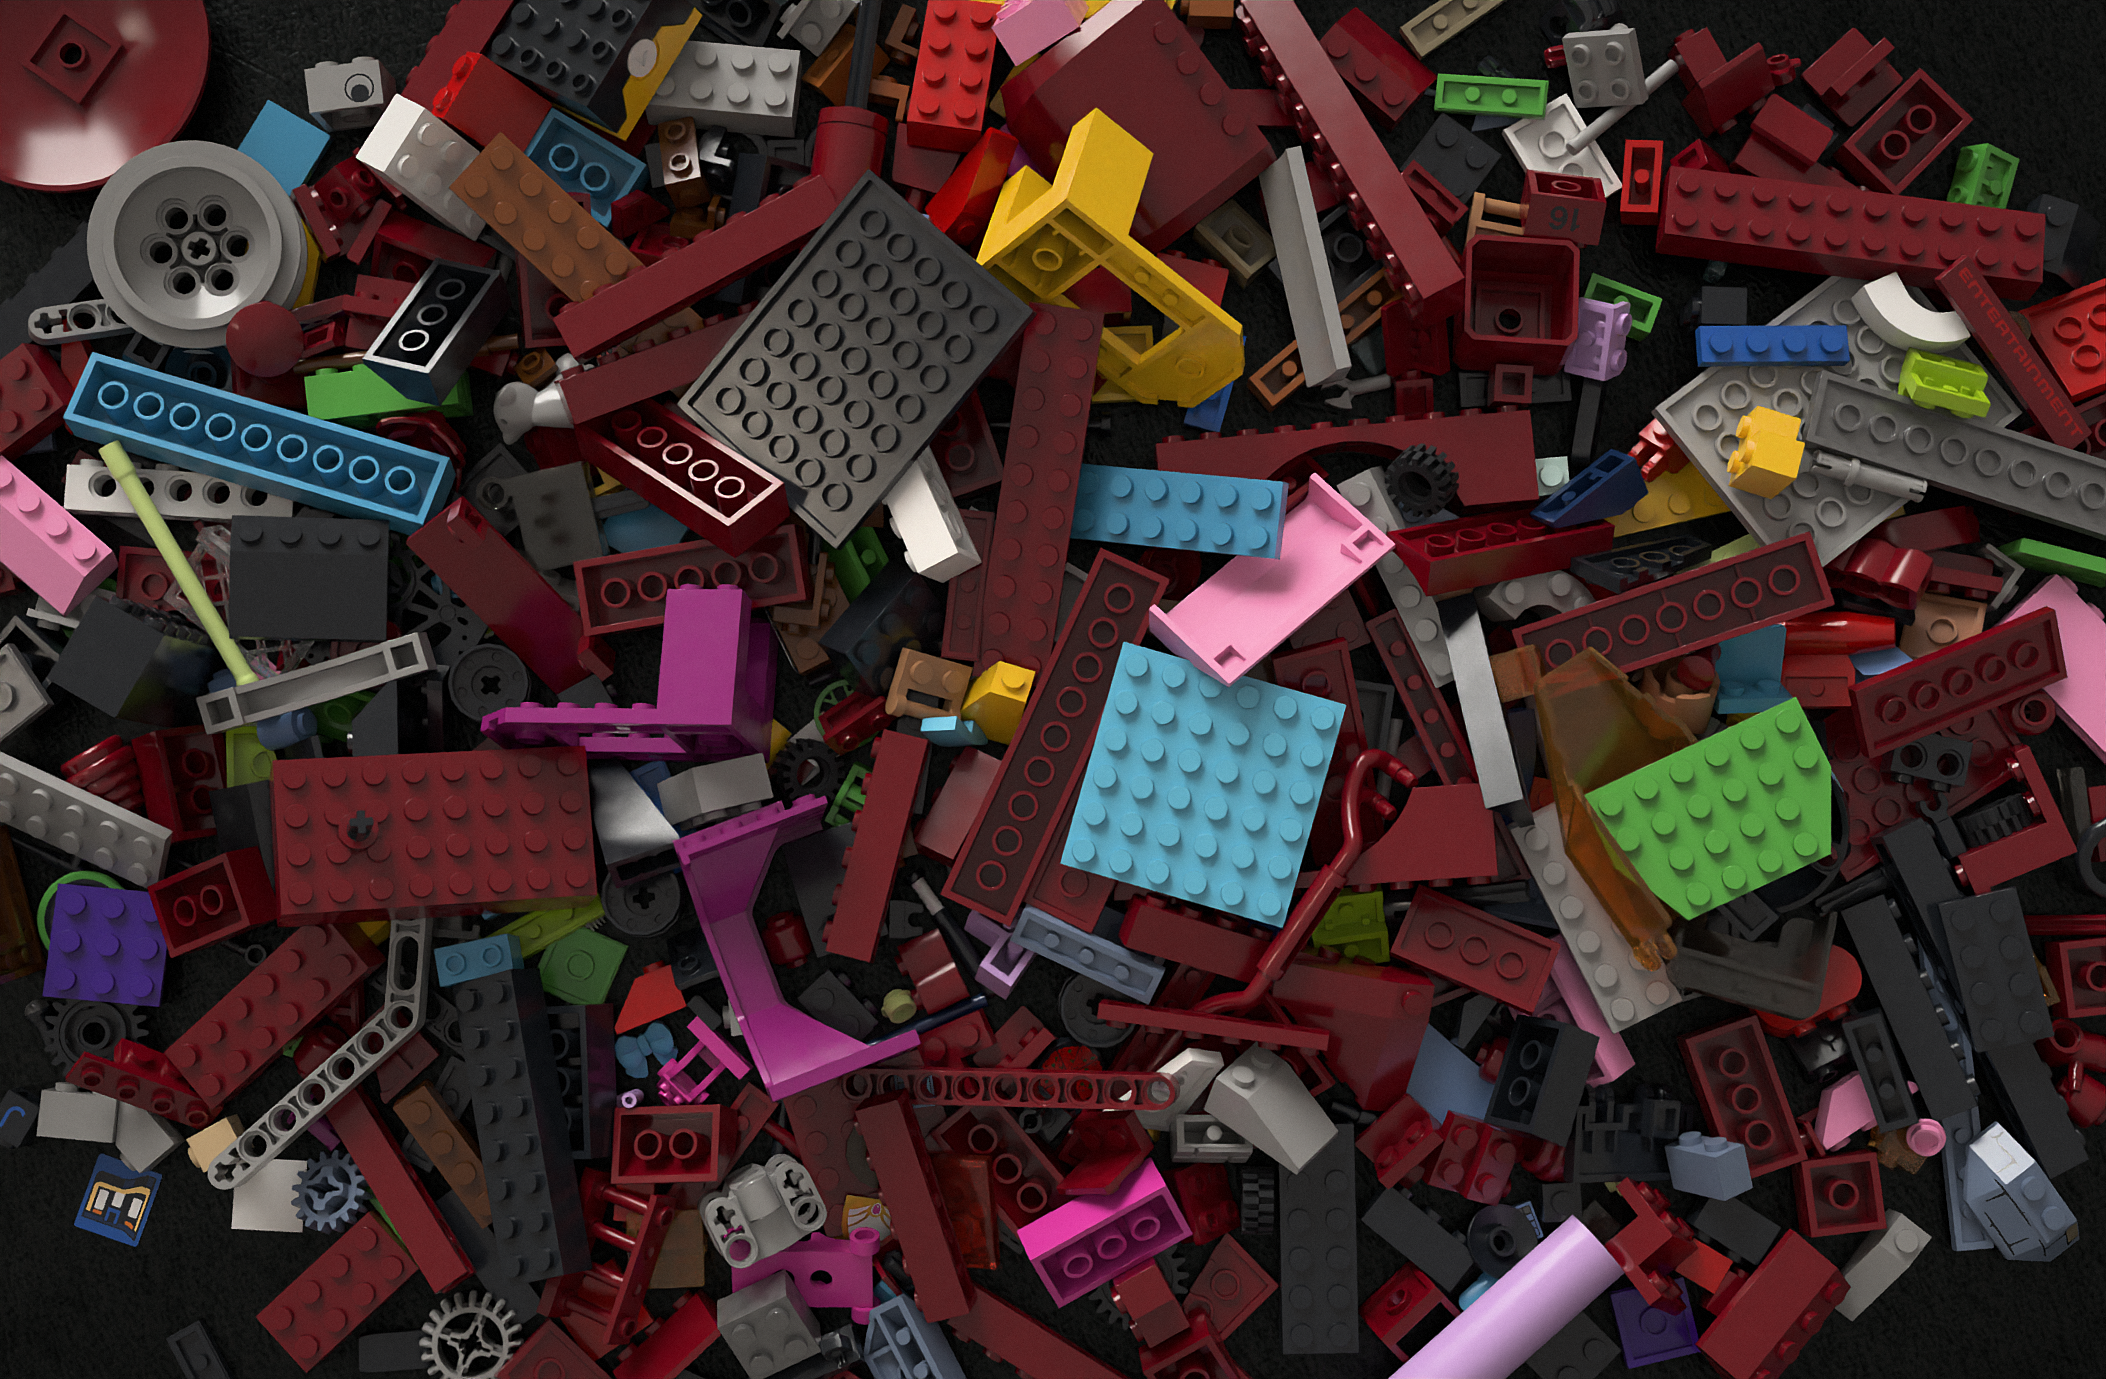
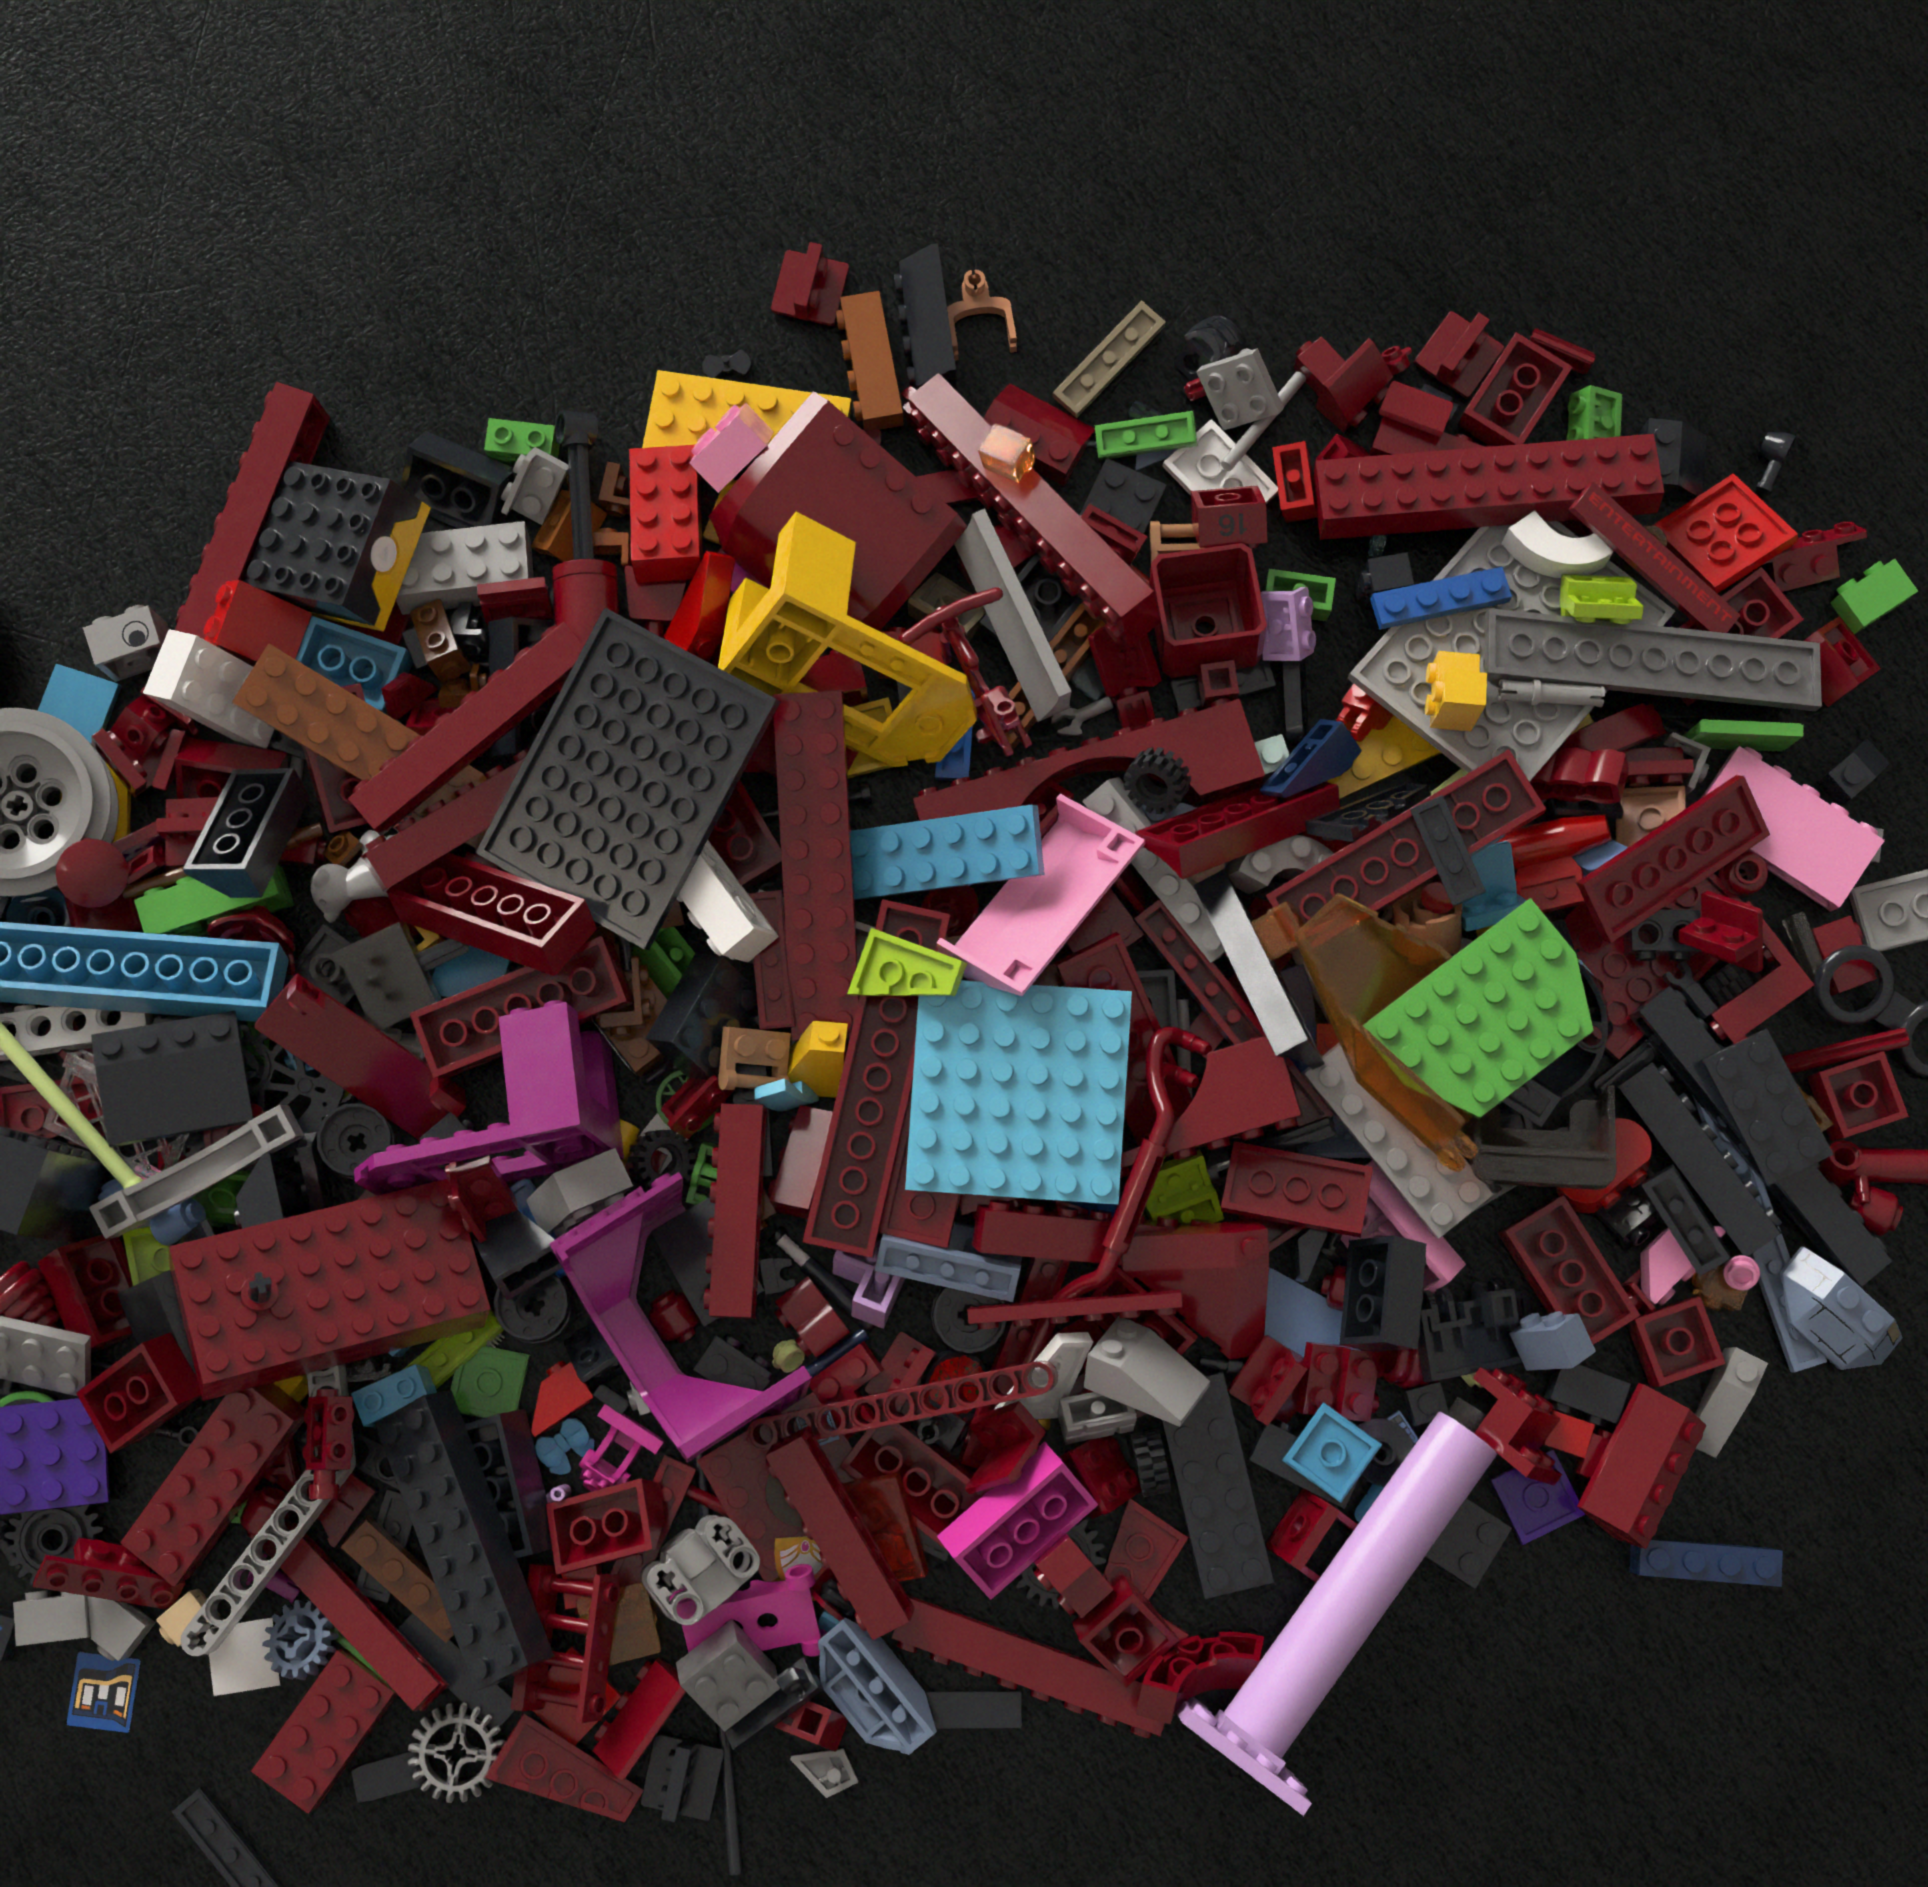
camera: 10 degrees left, 5 degrees down
(405, 994) = (331, 1437): none -> dark red brick
(608, 770) = (478, 1194): none -> dark red bracket
(773, 136) = (515, 598): none -> dark red plate
(1109, 629) = (904, 969): none -> lime wing
(1263, 363) = (992, 705): none -> dark red piece
(1338, 89) = (1007, 453): none -> clear orange brick
(1450, 1231) = (1332, 1452): none -> dark azure tile
(1718, 626) = (1447, 851): none -> black hinge
(1974, 103) = (1573, 355): none -> dark red slope
(1997, 774) = (1727, 931): none -> dark red bracket

